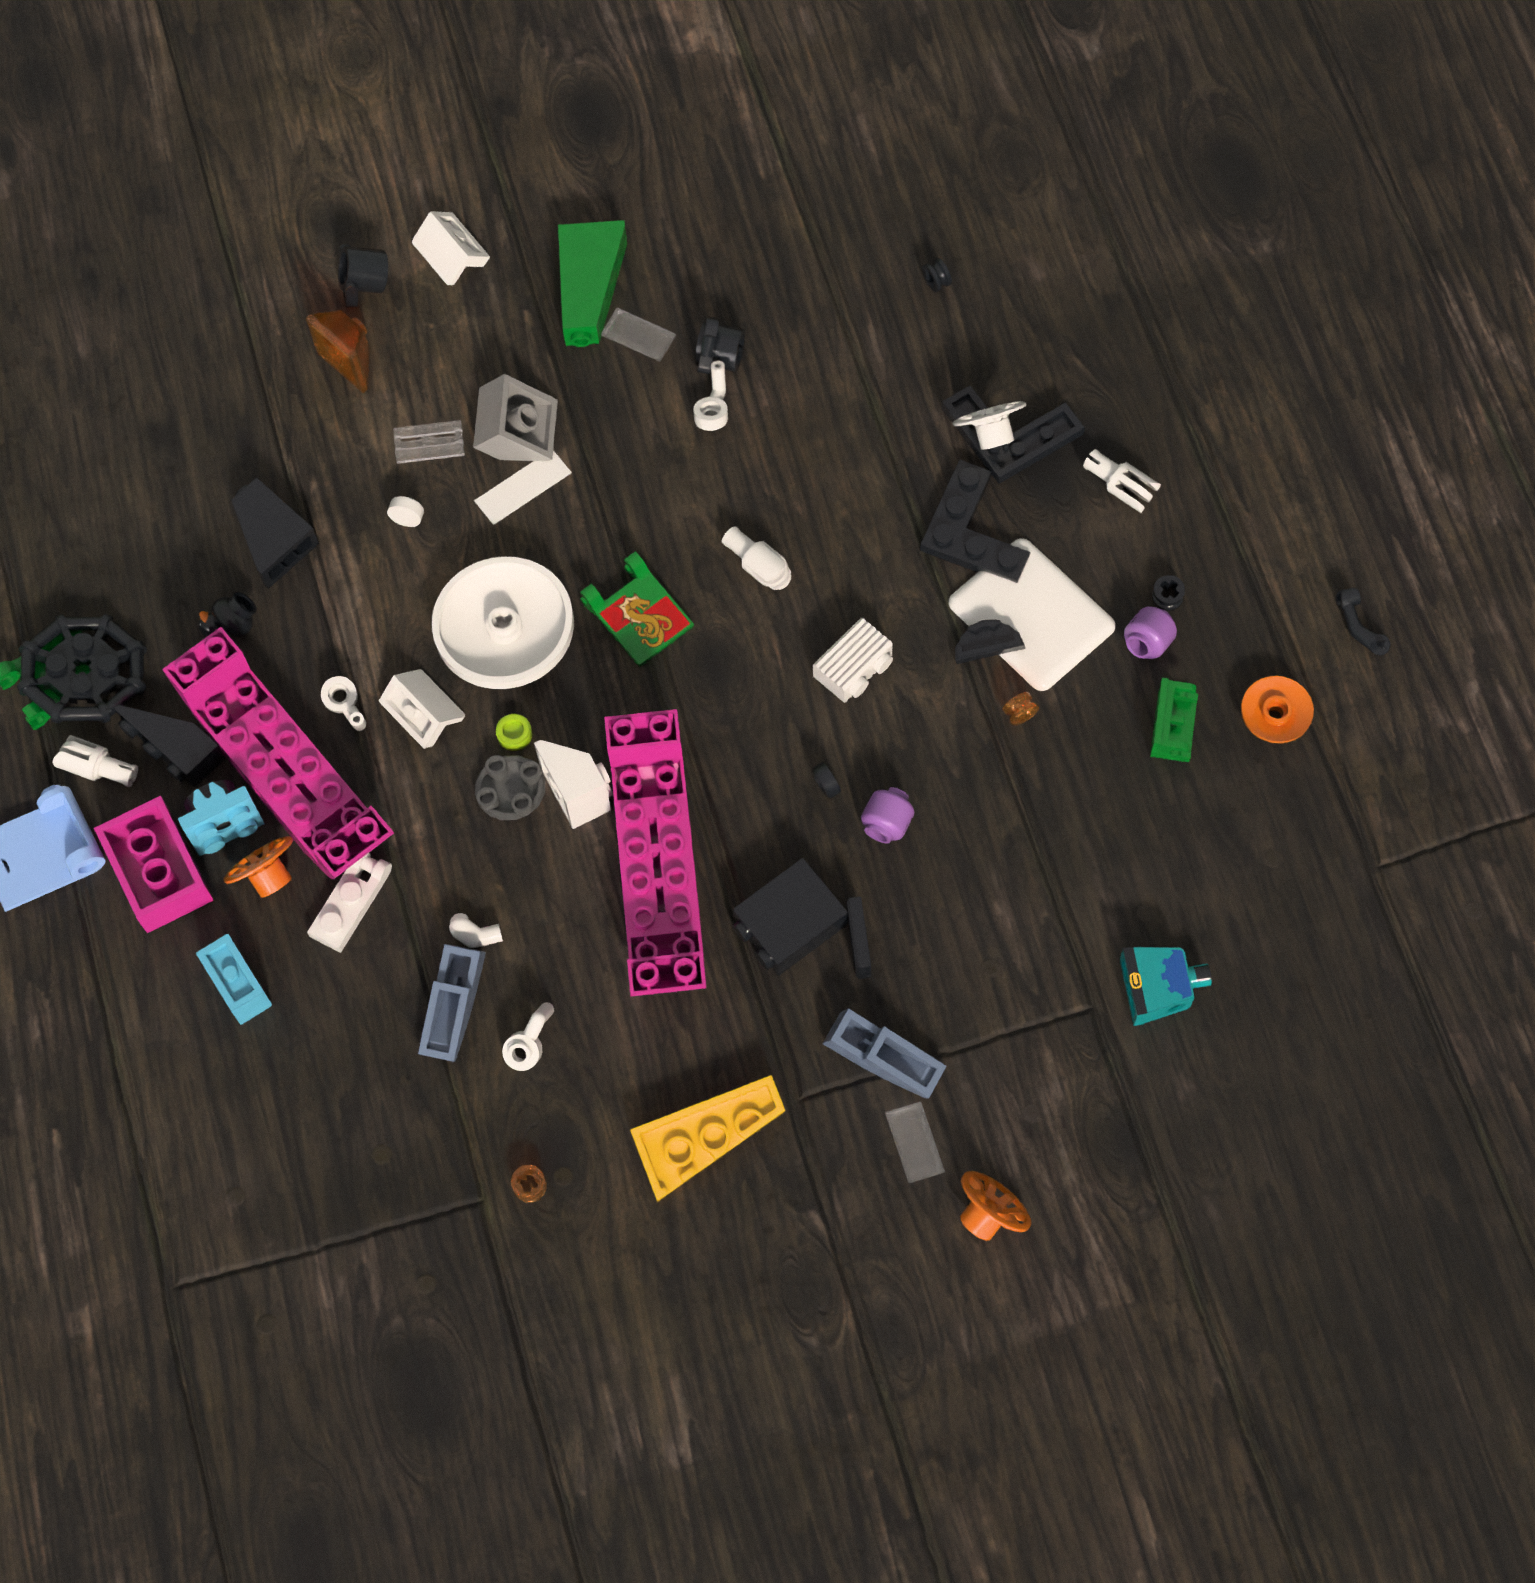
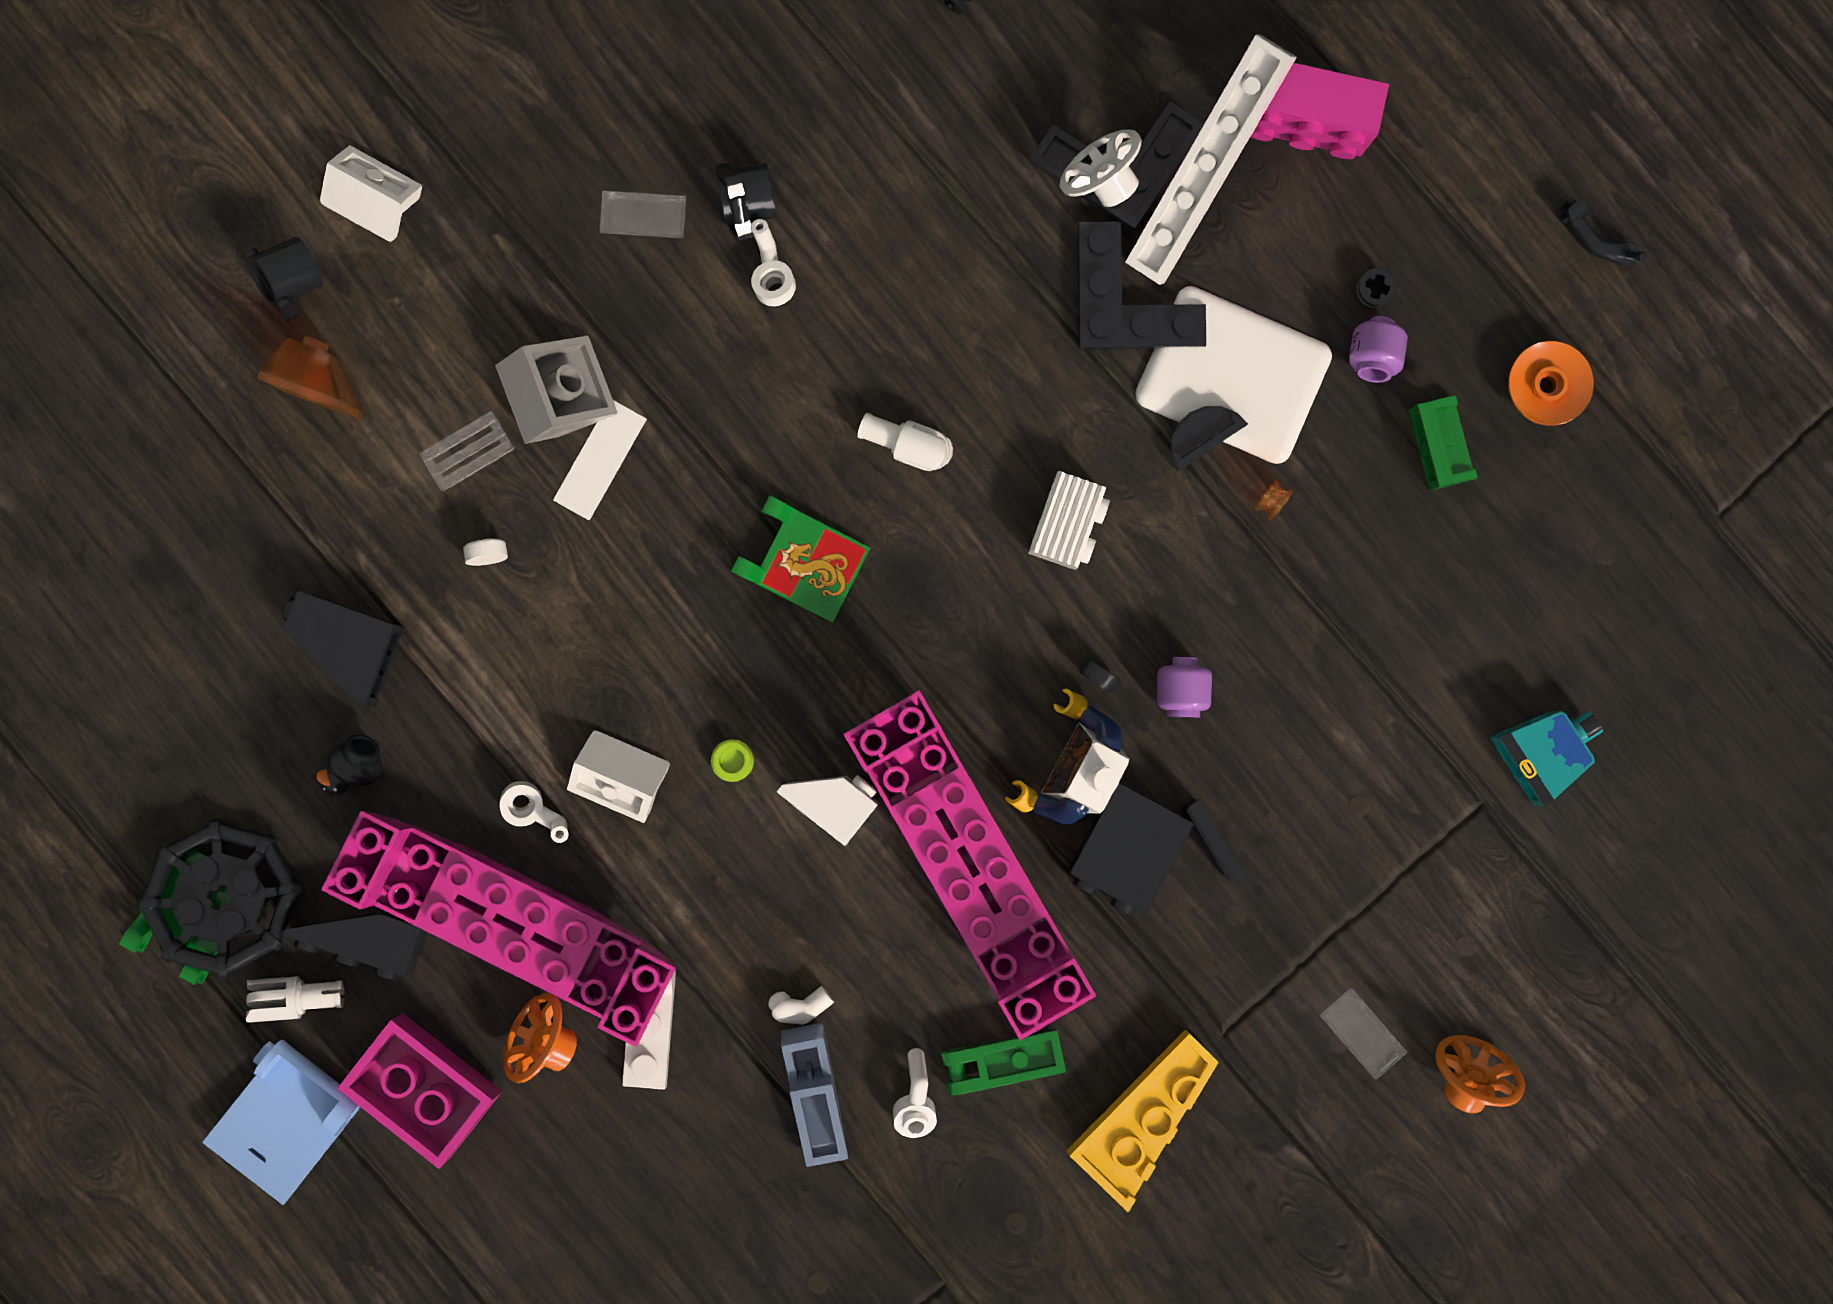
camera: 25 degrees left, 20 degrees up
(218, 815) = (461, 1005): medium azure piece -> none
(234, 979) = (570, 1177): medium azure panel -> none
(503, 622) = (662, 645): white dish -> none
(509, 787) = (759, 828): dark grey dish -> none
(521, 1173) = (994, 1239): clear orange bush -> none
(588, 275) = (548, 158): green slope -> none
(614, 1040) = (1004, 1062): none -> green plate
(777, 842) = (1085, 771): none -> torso
(884, 1053) = (1292, 954): sand blue slope -> none
(1071, 441) = (1210, 158): none -> white plate
(1119, 477) = (1263, 169): white arm -> none
(1169, 442) = (1324, 111): none -> dark pink brick

